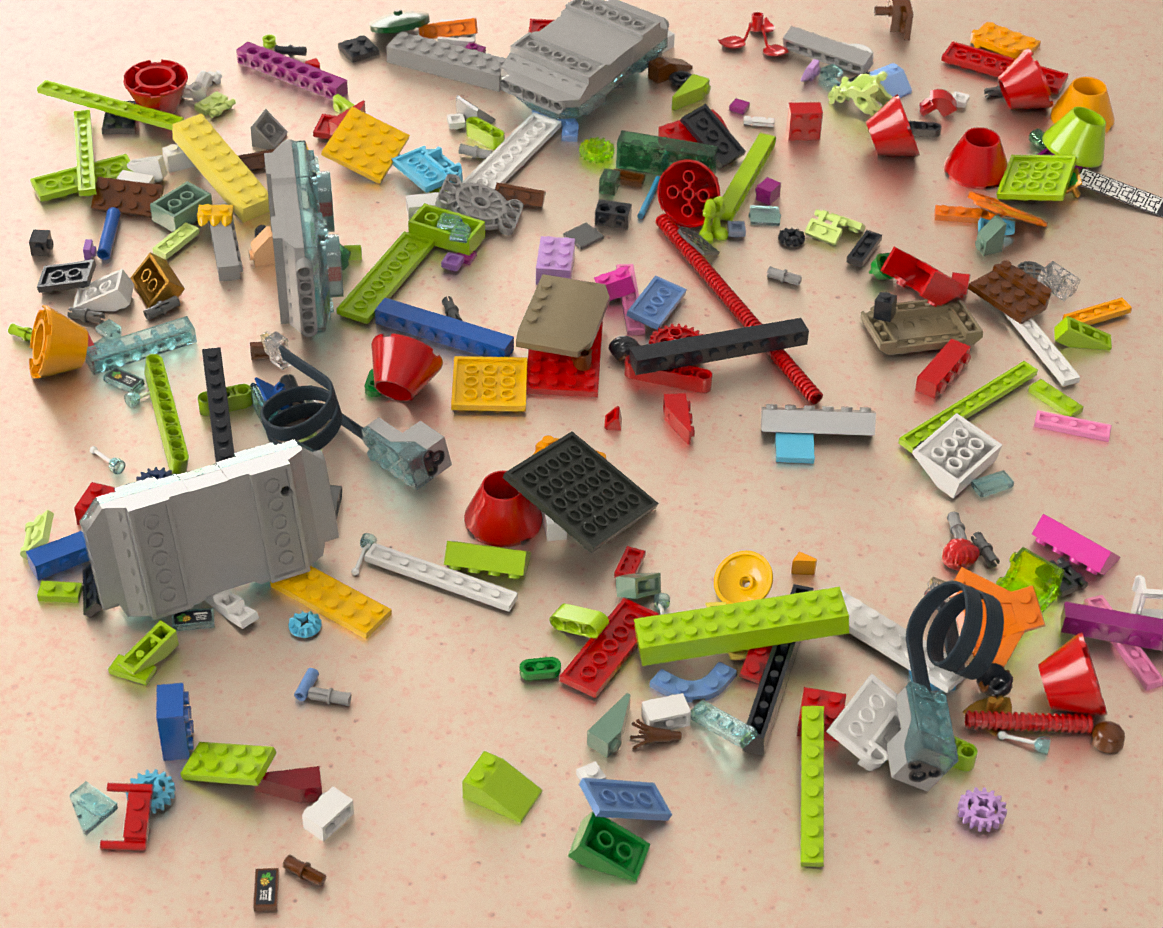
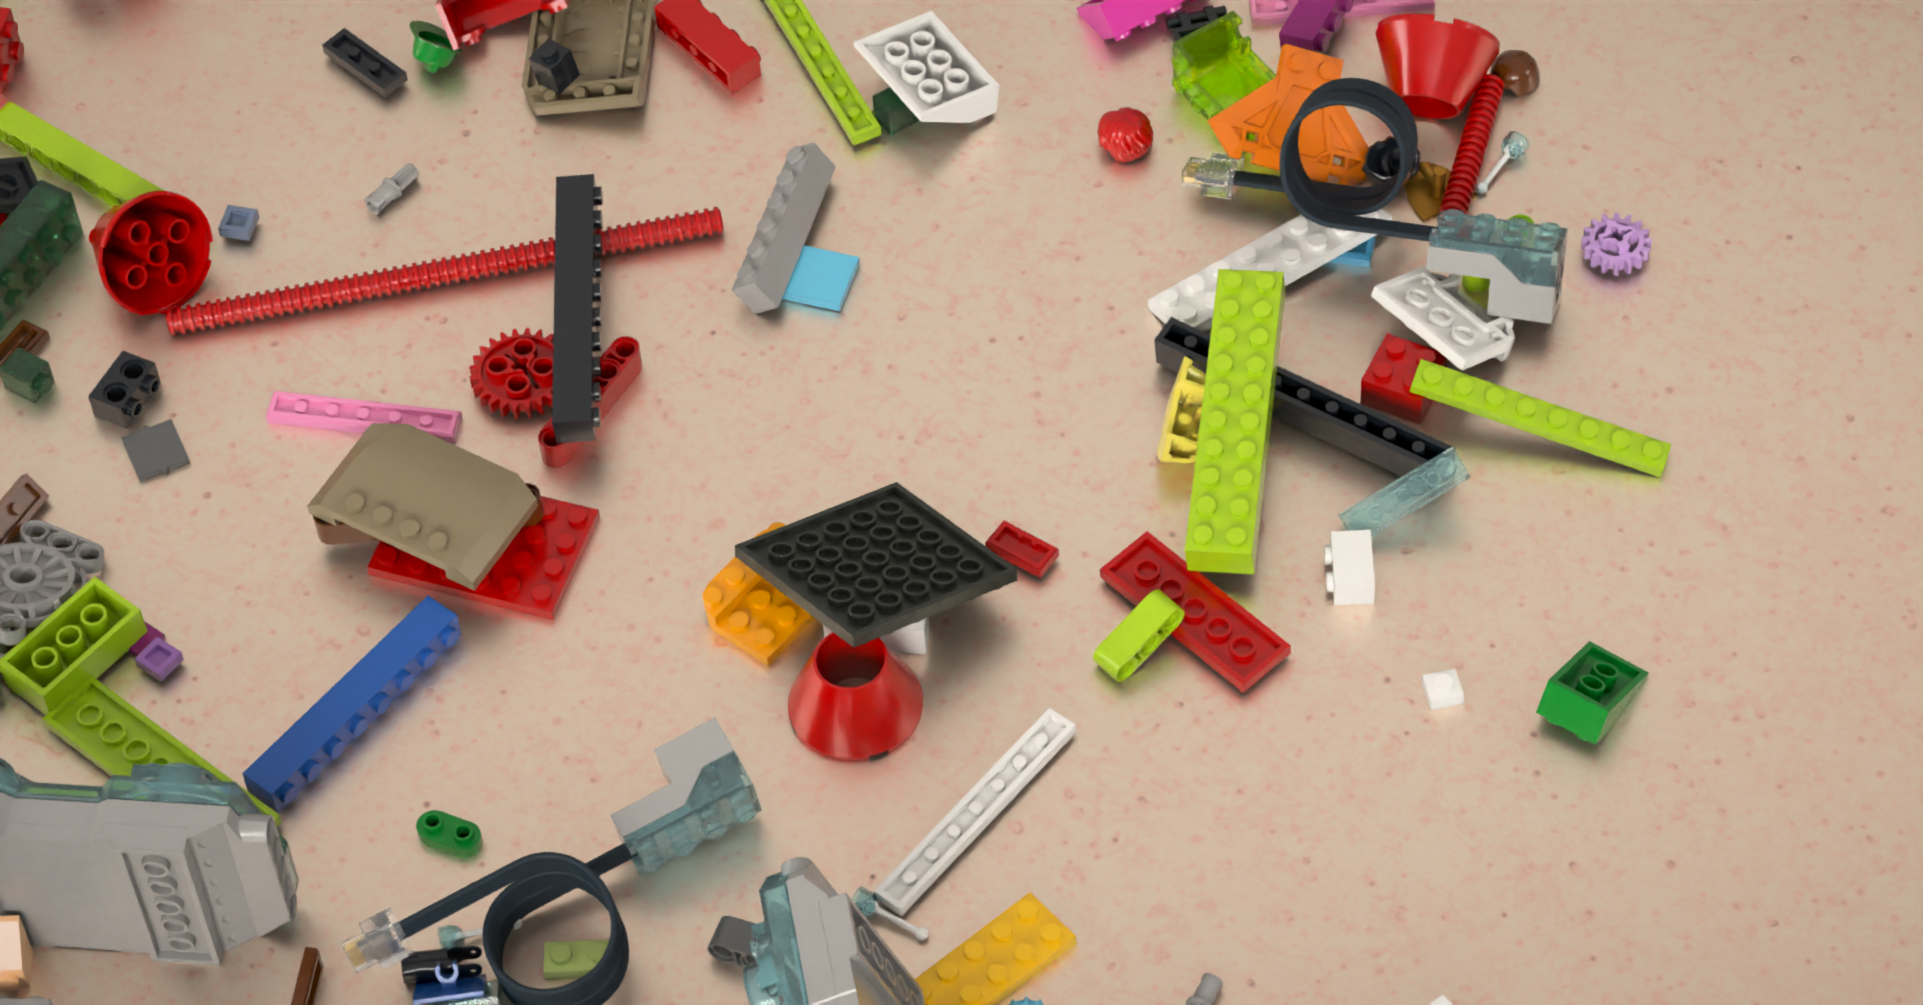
camera: 70 degrees left, 10 degrees up
(402, 366) = (473, 771): red cone -> none
(451, 309) = (298, 684): dark grey pin -> none
(460, 231) = (84, 624): clear light blue tile -> none
(486, 558) = (954, 736): lime slope -> none
(489, 383) = (521, 661): yellow plate -> none
(500, 787) = (1445, 807): lime slope -> none
(540, 668) = (1215, 713): green plate -> none
(555, 257) = (228, 500): lavender brick -> none
(608, 731) = (1362, 639): sand green slope -> none
(613, 419) = (672, 502): red slope -> none
(617, 282) = (326, 423): dark pink slope -> none
(621, 346) = (503, 446): black hair -> none
(625, 799) = (1525, 643): medium blue plate -> none
(638, 585) = (1081, 546): sand green slope -> none
(649, 197) = (86, 328): dark azure bar -> none
(652, 734) = (1389, 594): reddish brown piece -> none
(656, 302) = (403, 376): medium blue plate -> none
(661, 602) = (1120, 525): clear light blue hinge -> none
(677, 415) = (698, 410): red slope -> none
(707, 687) = (1306, 524): medium blue plate -> none
(712, 250) = (235, 294): dark grey window -> none
(713, 209) = (229, 250): lime piece -> none
(737, 571) = (1130, 393): yellow dish -> none
(755, 663) = (1287, 438): red plate -> none
(764, 215) = (208, 177): clear light blue piece -> none
(768, 191) = (154, 153): magenta brick -> none
(796, 237) = (287, 163): black gear -> none
(803, 564) = (1090, 326): light orange slope -> none
(825, 232) = (300, 103): yellowish green plate -> none
(853, 226) = (280, 74): yellowish green plate -> none
(957, 528) = (1066, 123): light grey axle -> none
(985, 549) = (1107, 103): dark grey pin -> none
(992, 483) = (982, 48): clear light blue tile -> none

